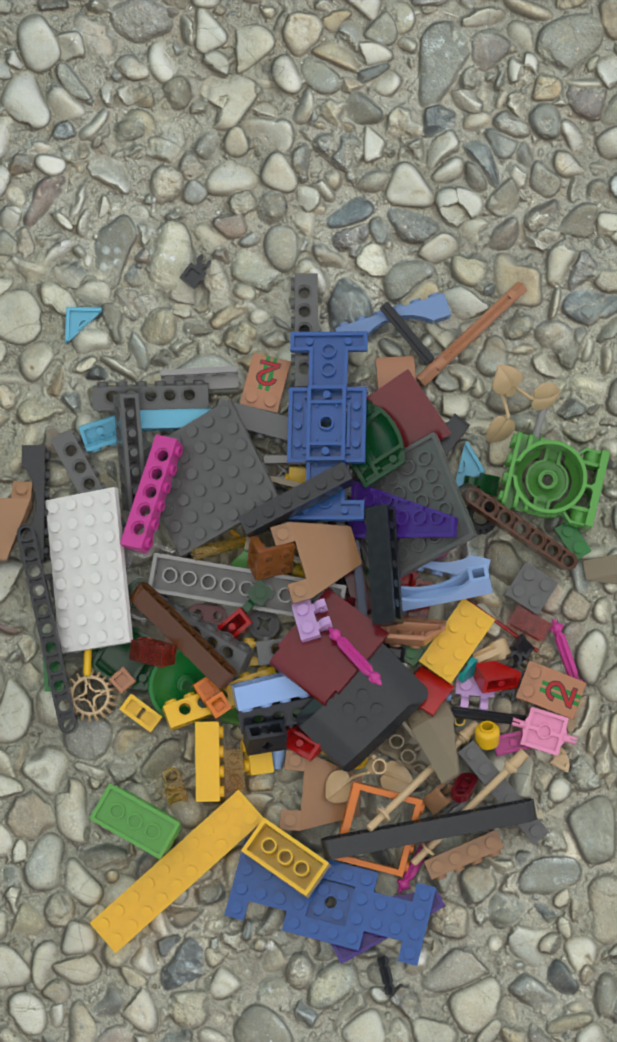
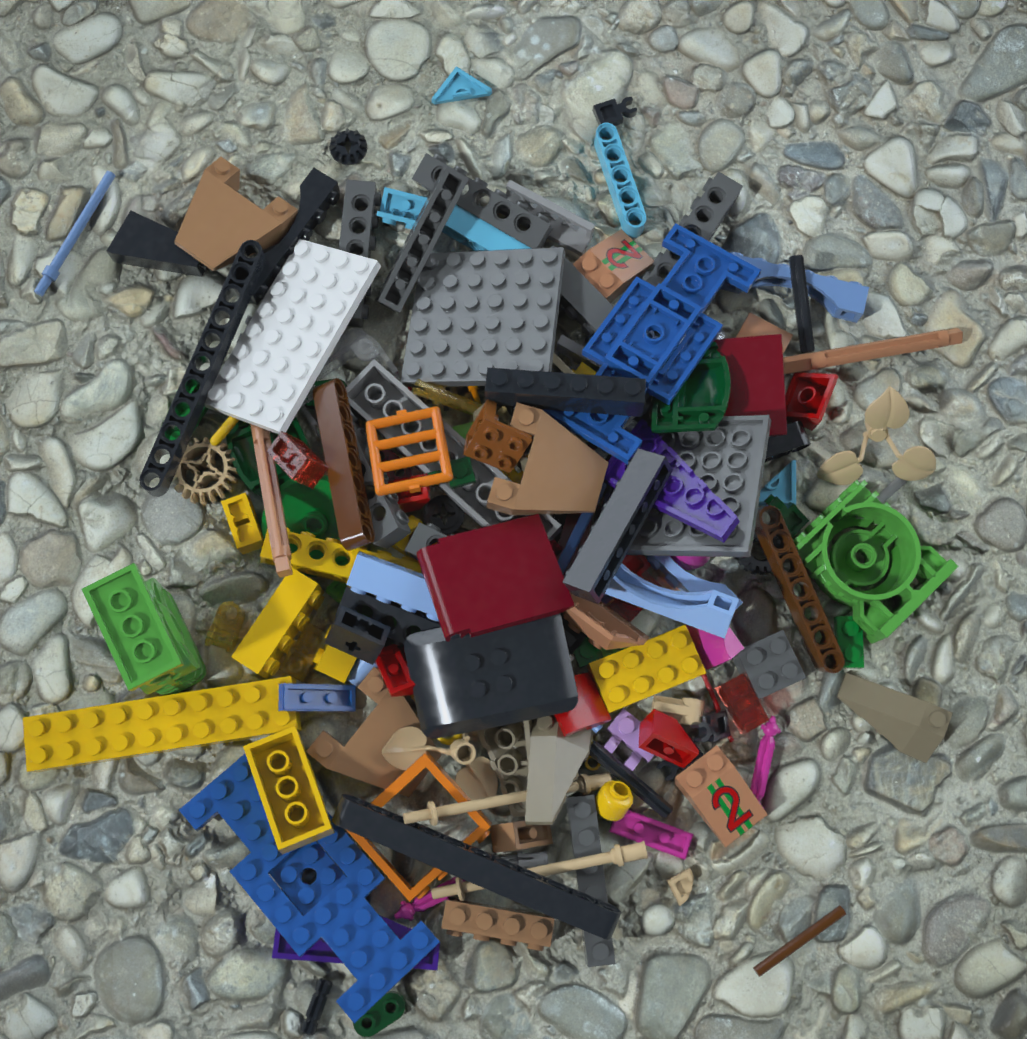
camera: 30 degrees right, 5 degrees down
(40, 412) = (356, 152): none -> black gear
(122, 680) = (246, 474): nougat tile -> none
(143, 502) = (411, 294): dark pink brick -> none
(153, 687) = (272, 502): none -> nougat piece
(196, 610) = (376, 446): none -> orange bar
(212, 697) = (328, 552): orange slope -> none
(226, 311) = (619, 190): none -> medium azure beam
(263, 792) = (317, 697): none -> blue tile
(306, 621) = (489, 532): lavender plate -> none
(355, 656) = (518, 605): dark pink wheel -> none
(428, 955) = (380, 1015): none -> dark green plate
(449, 394) = (809, 397): none -> red slope
(464, 787) = (548, 843): dark red plate -> none
(469, 670) = (639, 712): teal tile -> none
(491, 602) = (714, 649): none -> dark pink slope
(544, 731) = (683, 839): bright pink plate -> none

